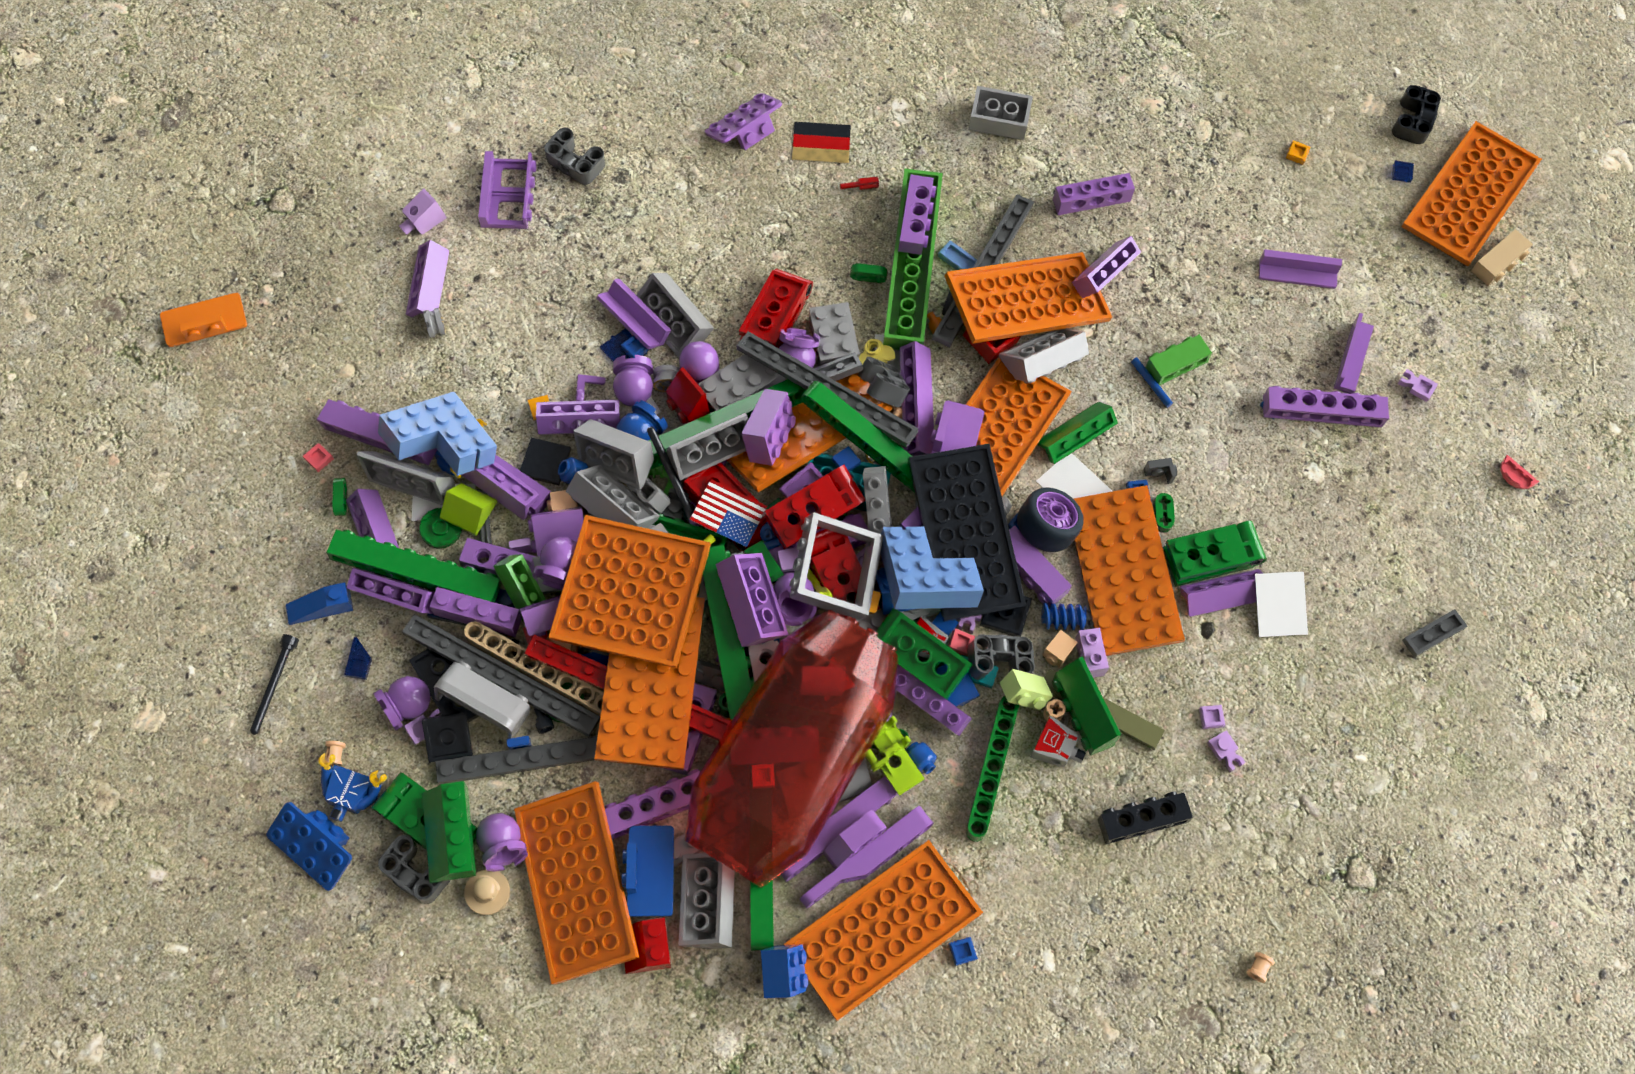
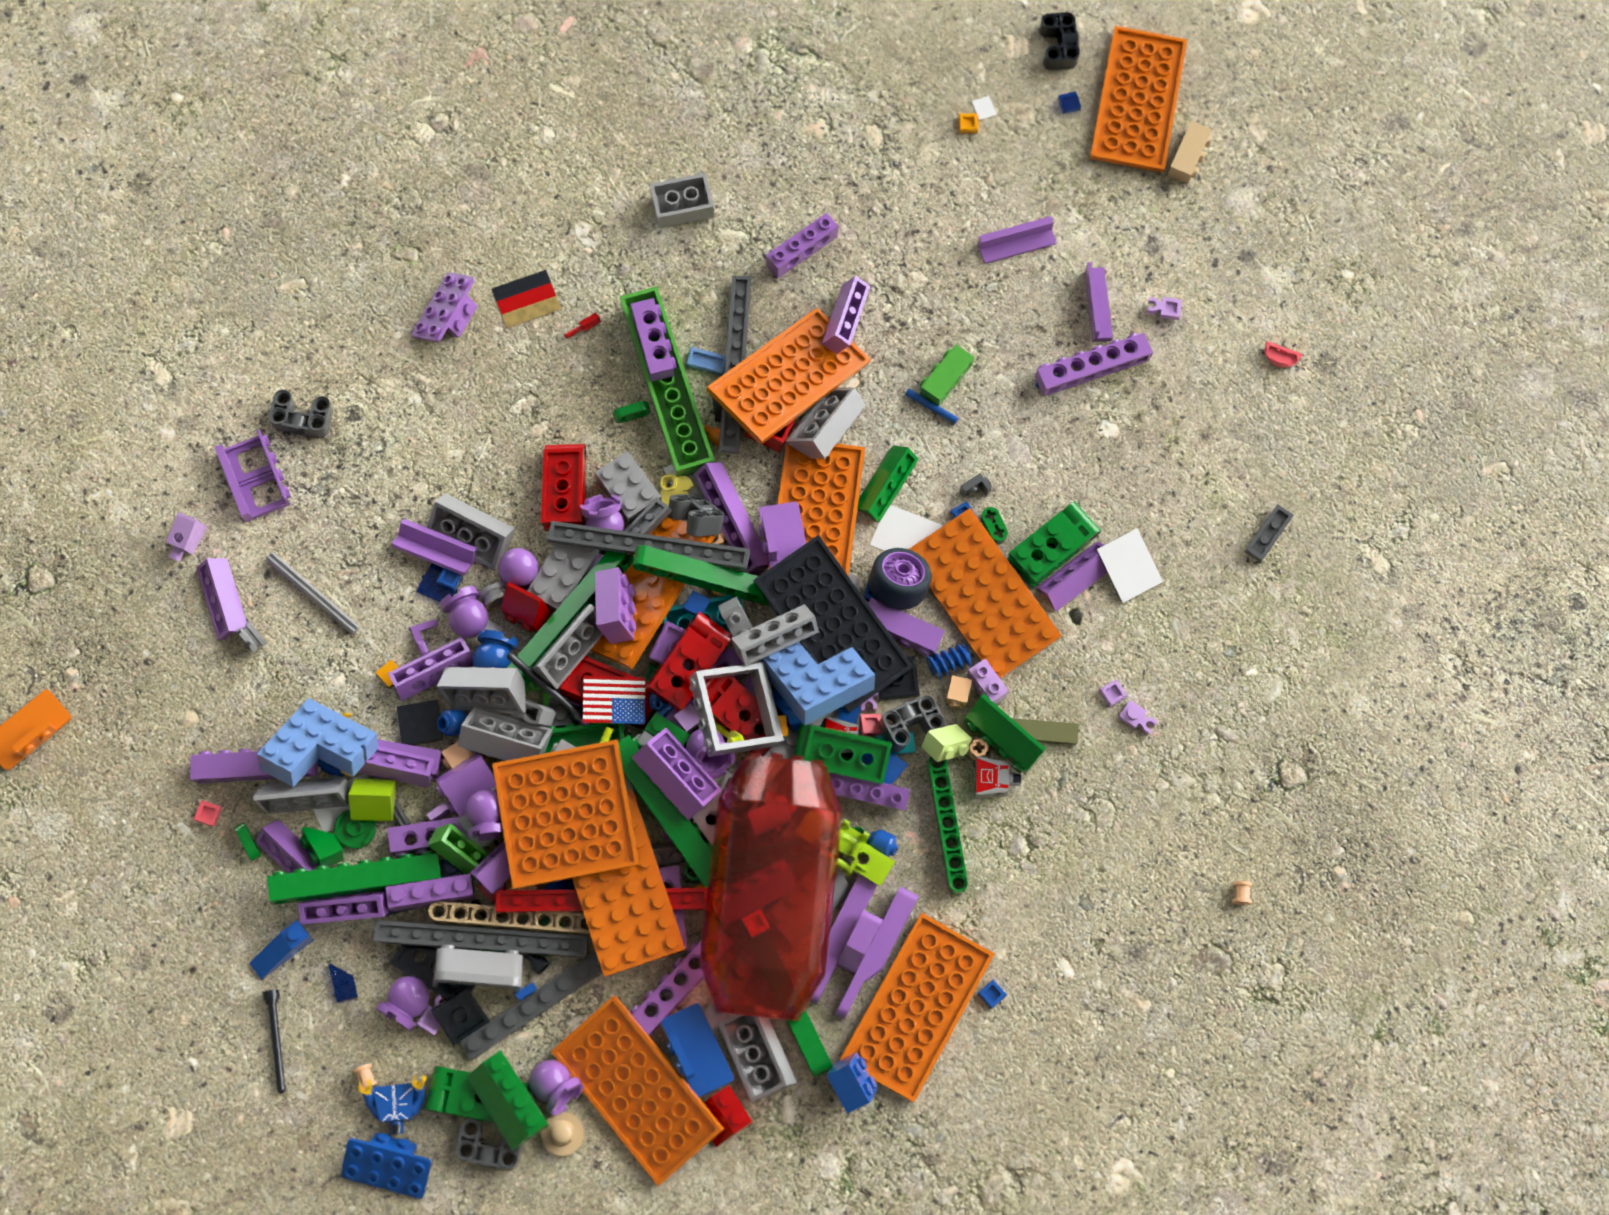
camera: 25 degrees left, 5 degrees up
(402, 530) = (322, 846): none -> green slope
(508, 310) = (313, 593): none -> light grey axle
(905, 514) = (775, 635): none -> light grey brick
(1113, 831) = (1121, 792): black brick -> none
(1319, 145) = (984, 107): none -> white sticker

